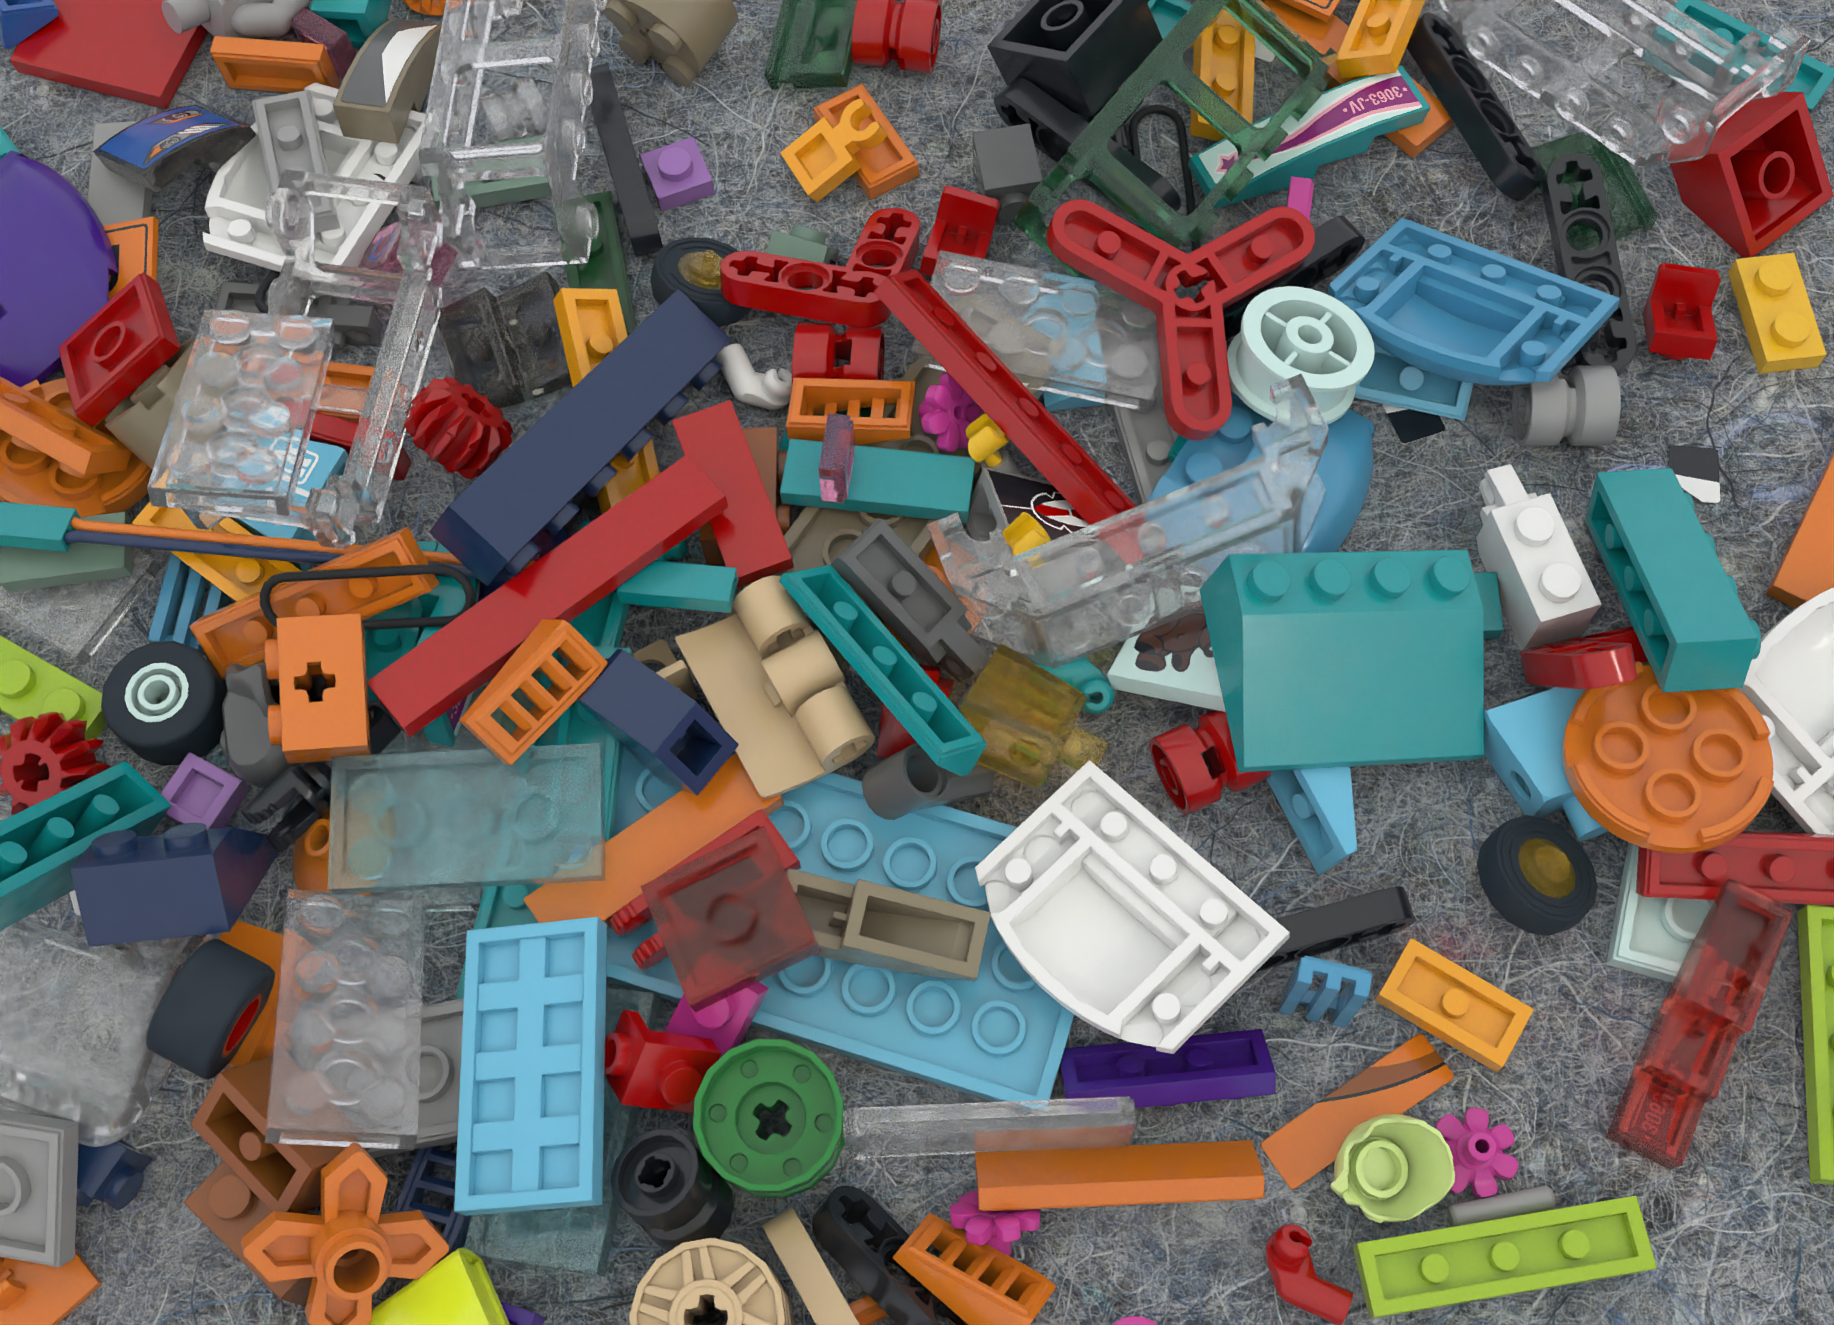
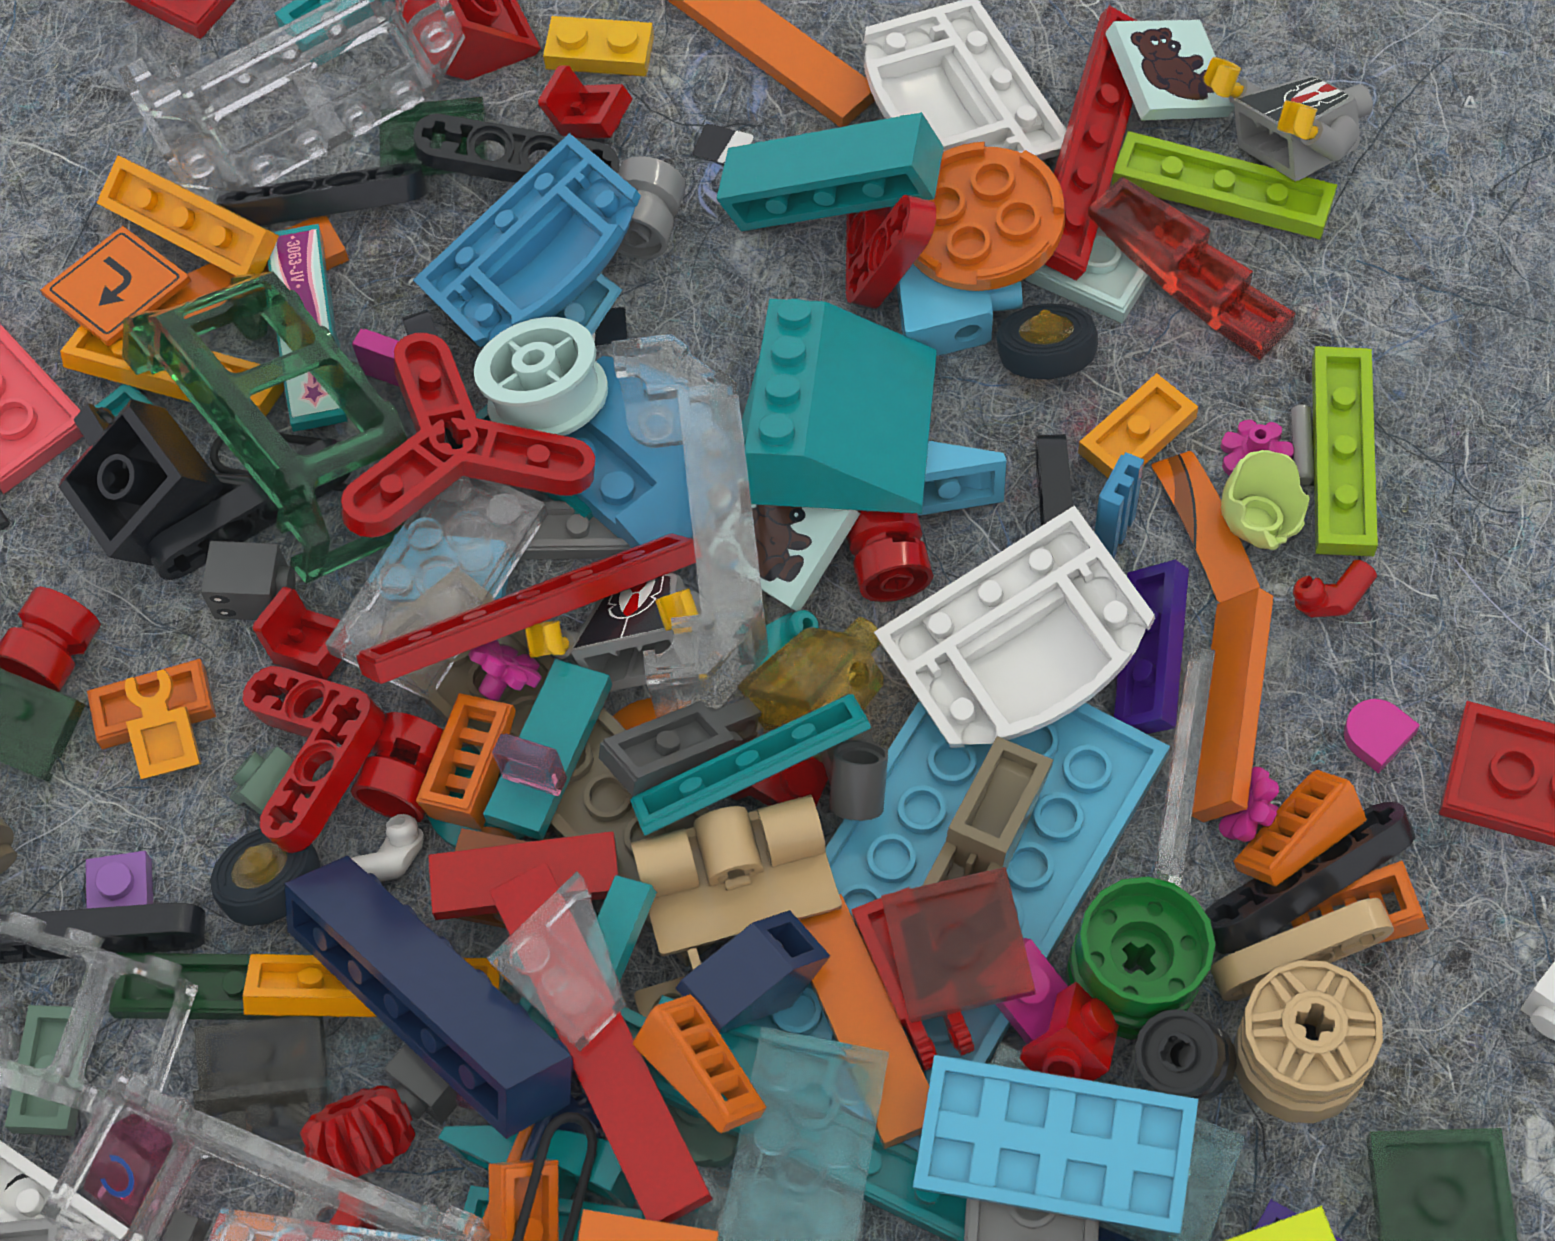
camera: 75 degrees left, 5 degrees down
(612, 536) = (564, 964): none -> clear wing
(1535, 562) = (773, 265): white hinge -> none

